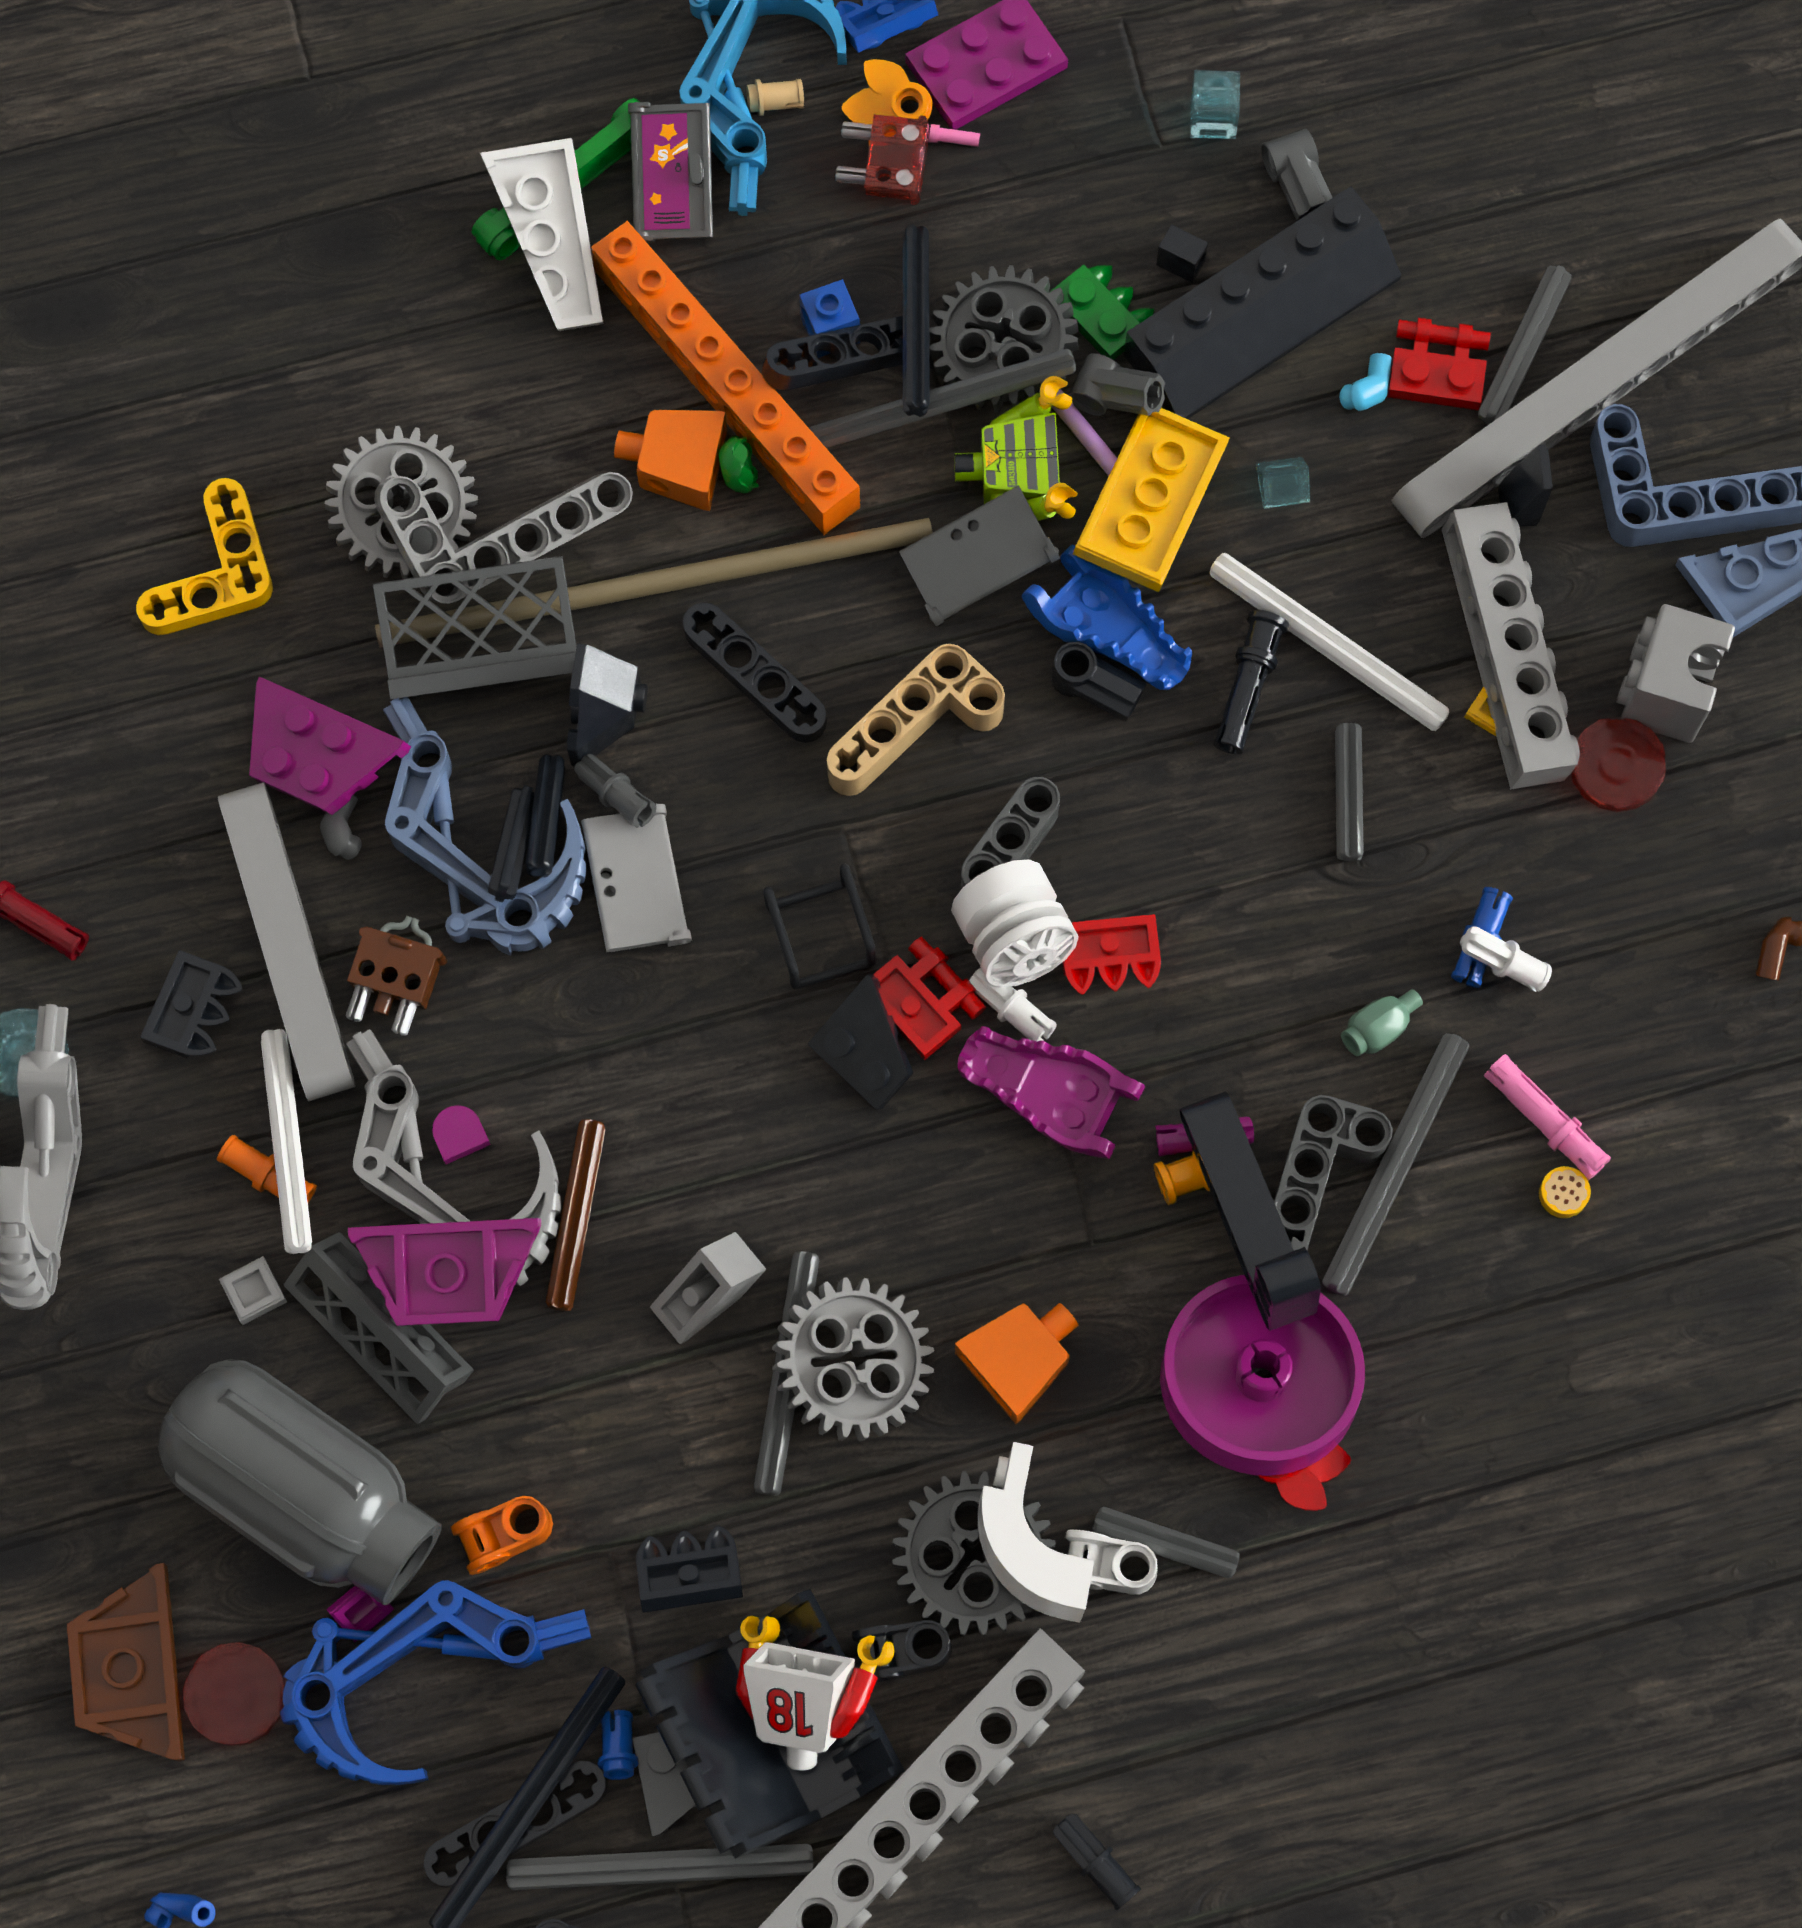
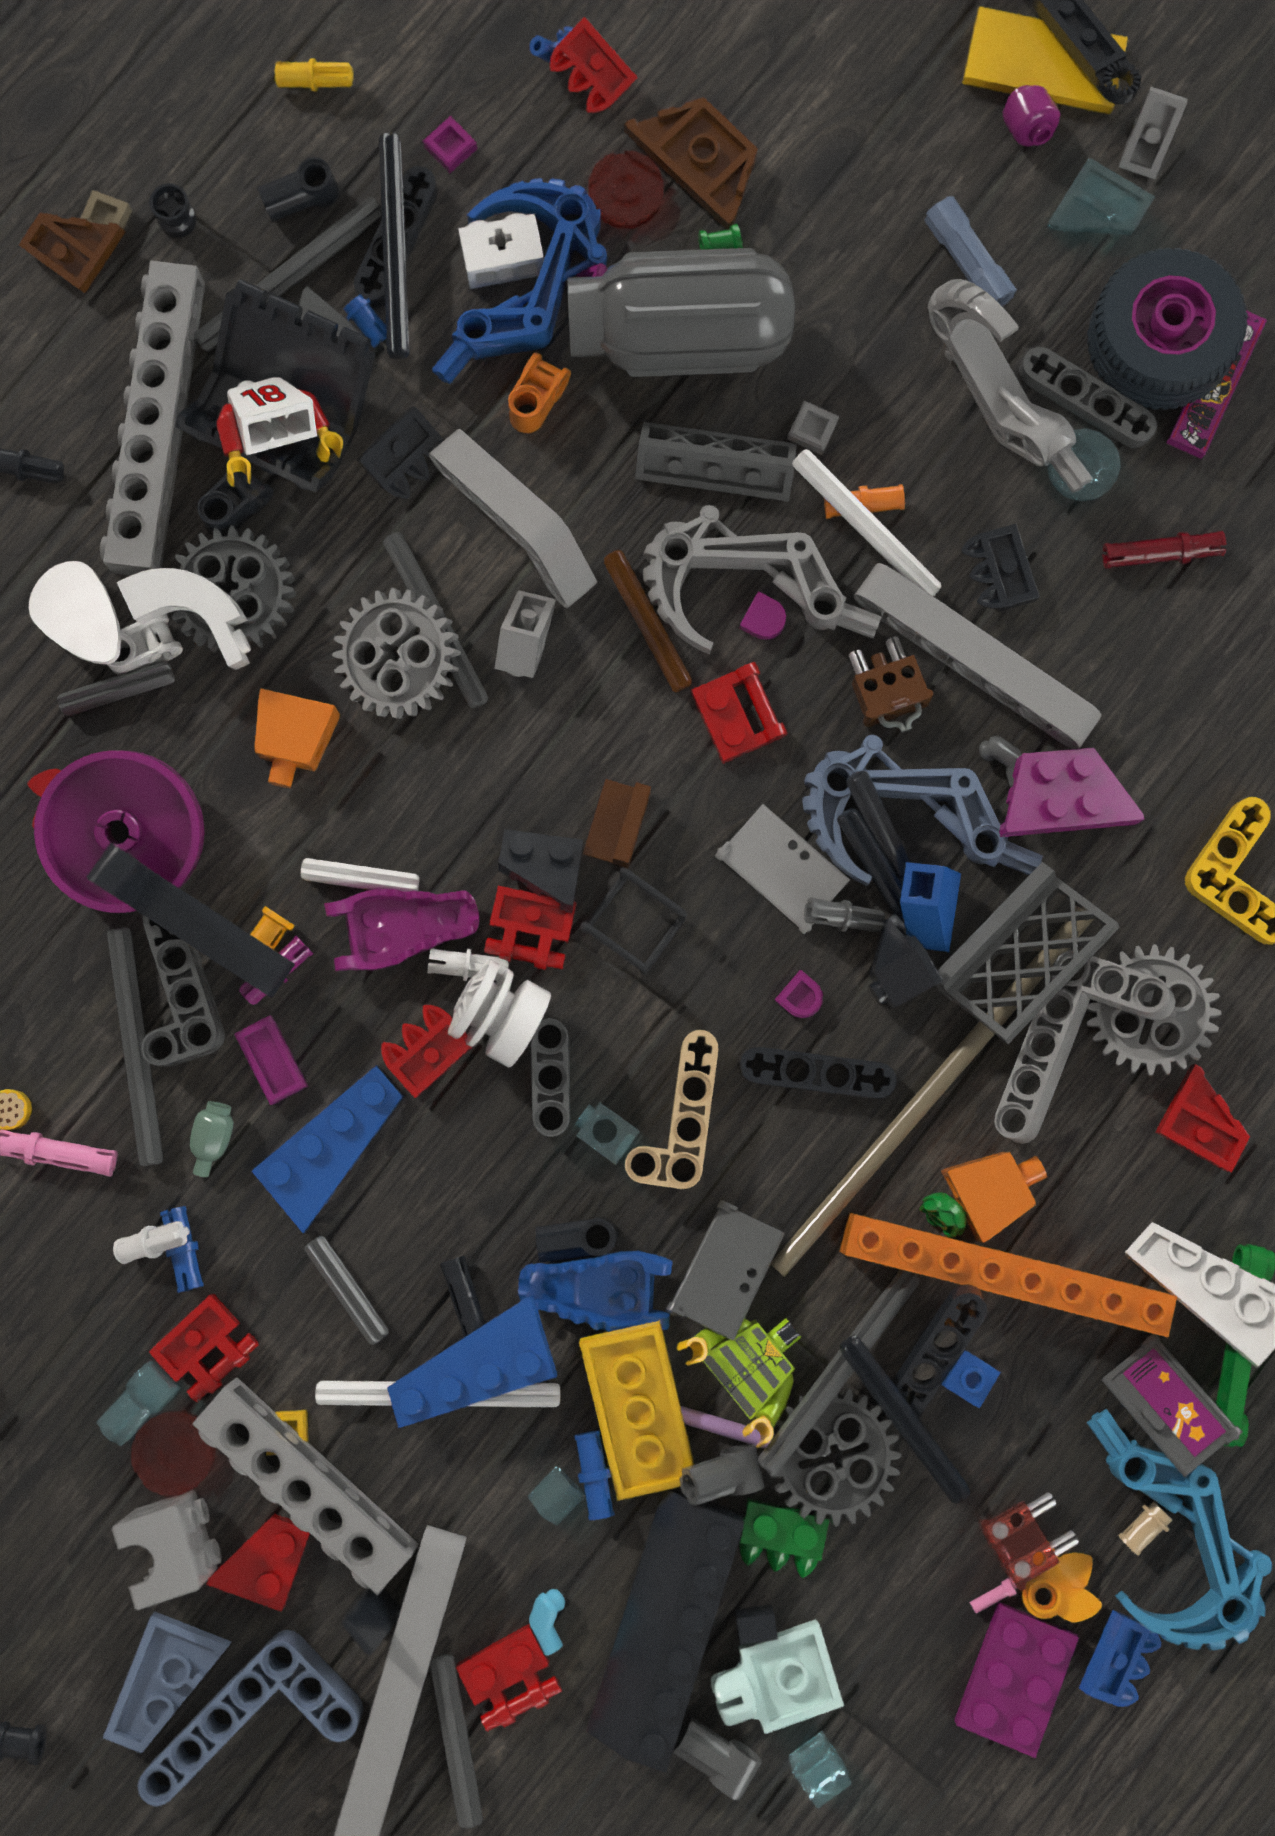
camera: 140 degrees right, 10 degrees up
(159, 1847) = (594, 66): none -> red plate
(189, 1549) = (721, 240): none -> green bush
(378, 1889) = (450, 144): none -> magenta tile
(399, 1692) = (491, 266): none -> white brick
(438, 379) = (1203, 1123): none -> red wing
(446, 1268) = (696, 511): magenta wing -> none
(526, 739) = (930, 904): none -> blue slope
(574, 1063) = (726, 718): none -> red plate
(626, 1416) = (518, 514): none -> light grey beam
(714, 751) = (801, 996): none -> magenta tile
(759, 1036) = (617, 822): none -> reddish brown panel
(989, 736) = (625, 1132): none -> clear light blue brick
(1054, 1168) = (357, 876): none -> white axle
(1150, 1645) = (77, 612): none -> white shield
(1197, 195) = (779, 1680): none -> light aqua plate
(1234, 472) = (594, 1475): none -> blue pin
(1258, 622) = (483, 1365): none -> blue wing
(1270, 1056) = (271, 1060): none -> magenta tile
(1276, 934) = (319, 1156): none -> blue wing
(1527, 846) = (195, 1338): none -> red plate
(1594, 608) = (264, 1564): none -> red wing
(1607, 829) = (145, 1395): none -> clear light blue piece

